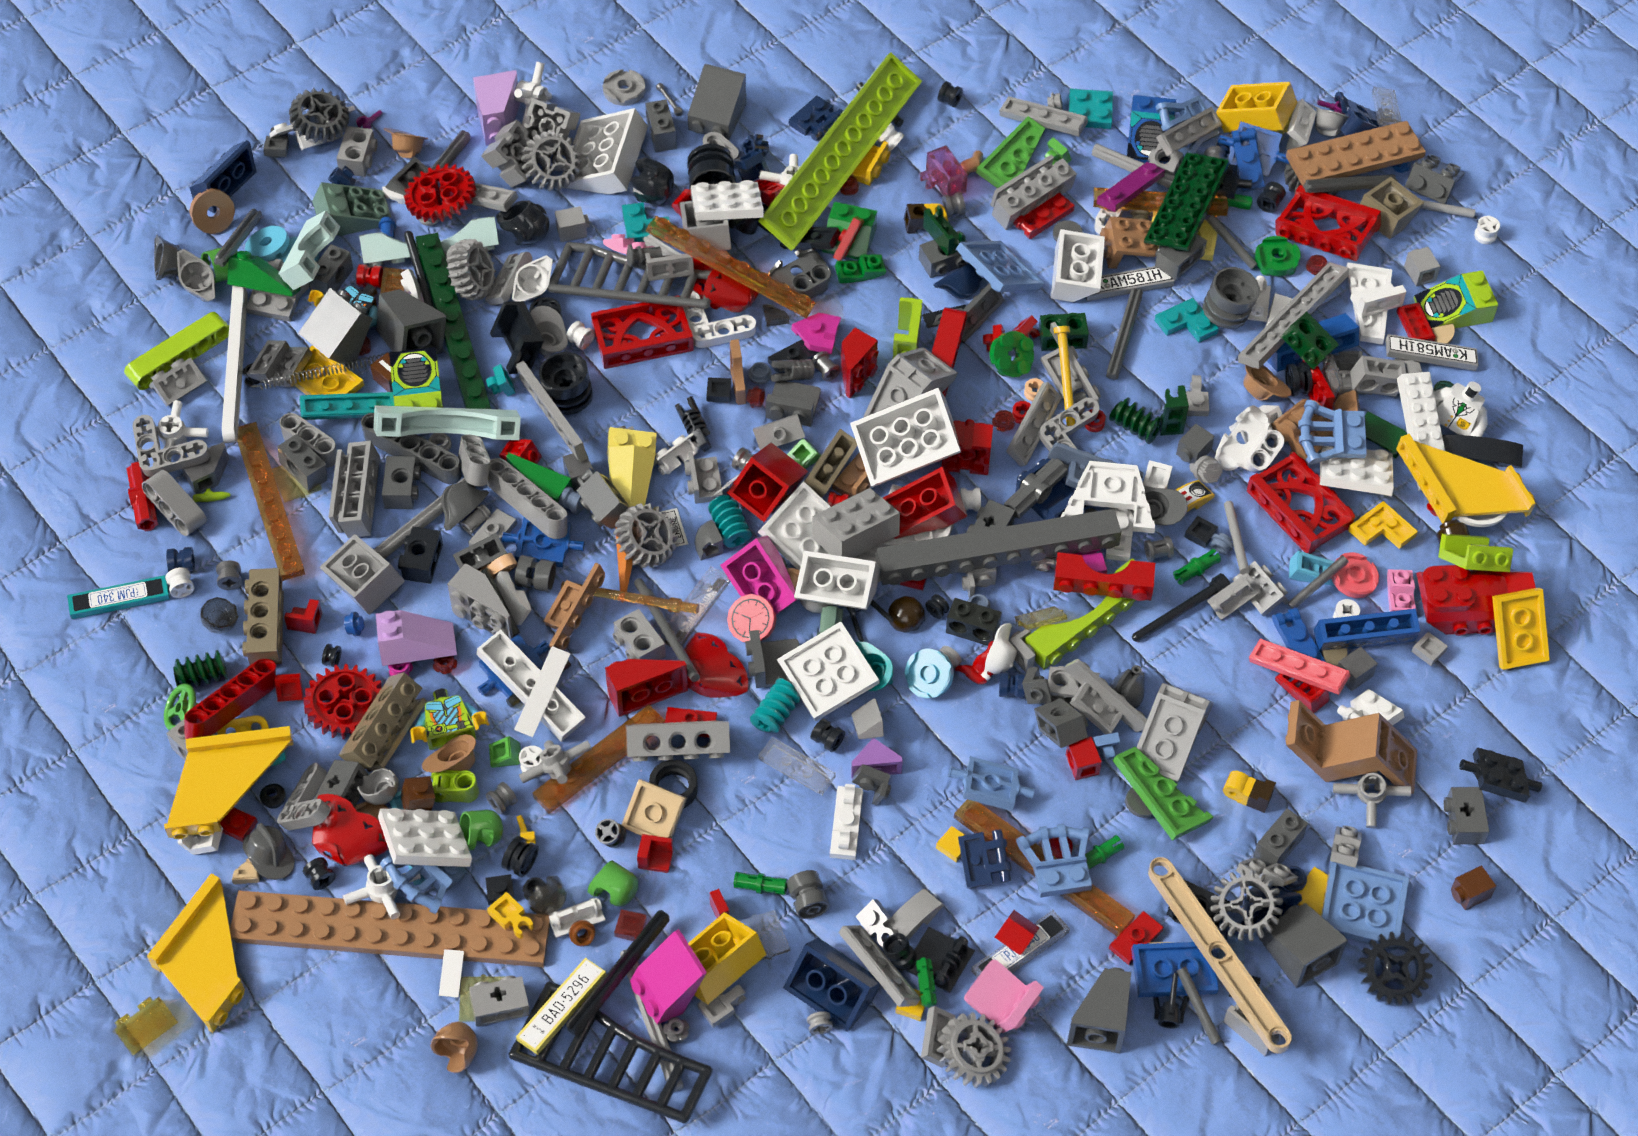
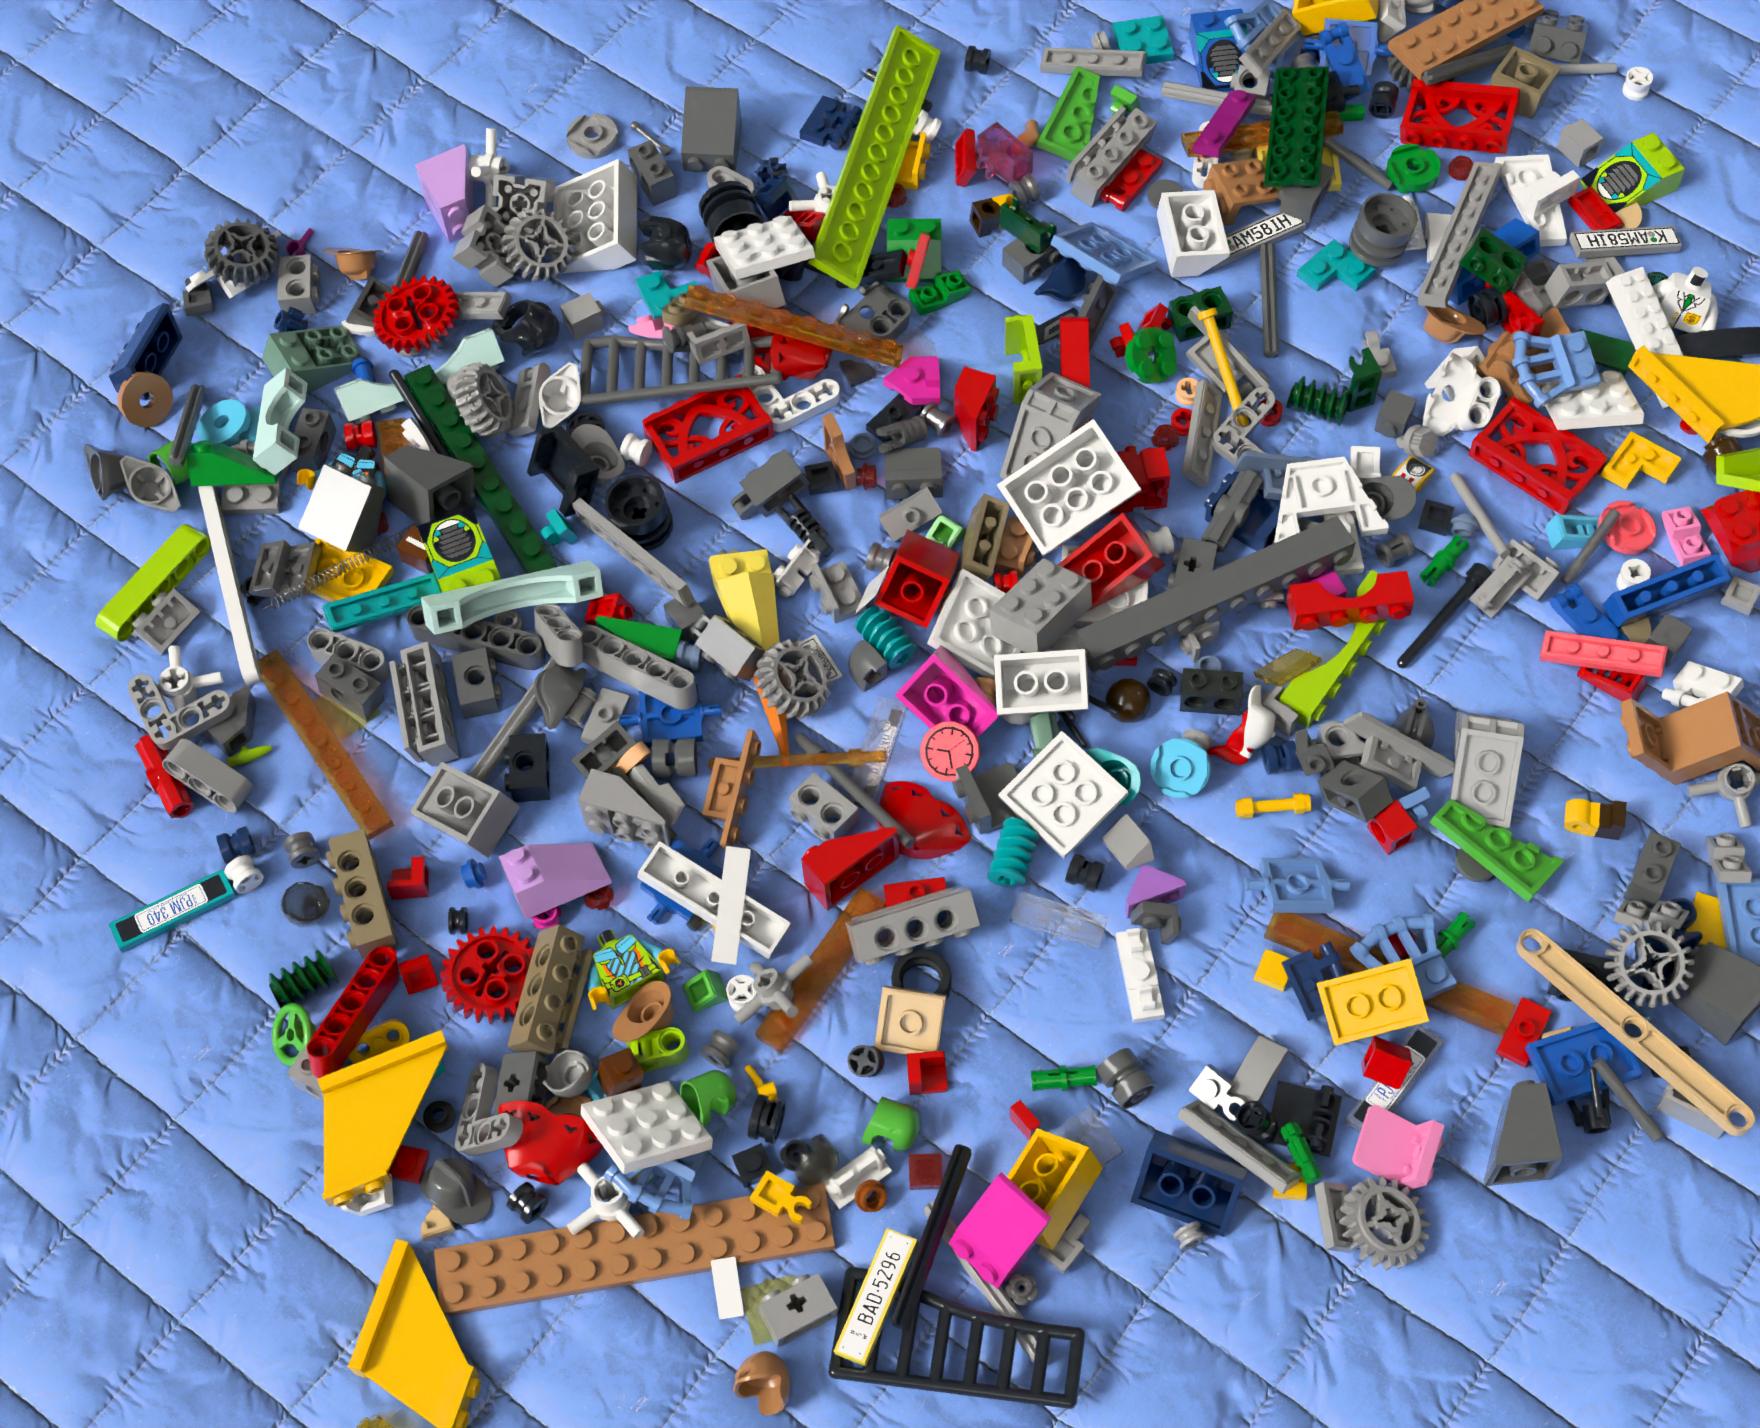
camera: 10 degrees left, 5 degrees up
(644, 239) = (676, 314): none -> dark tan plate
(675, 386) = (769, 486): none -> dark grey brick
(914, 168) = (965, 157): none -> red plate
(1016, 723) = (1246, 807): none -> yellow bar
(1018, 882) = (1372, 1001): none -> yellow plate

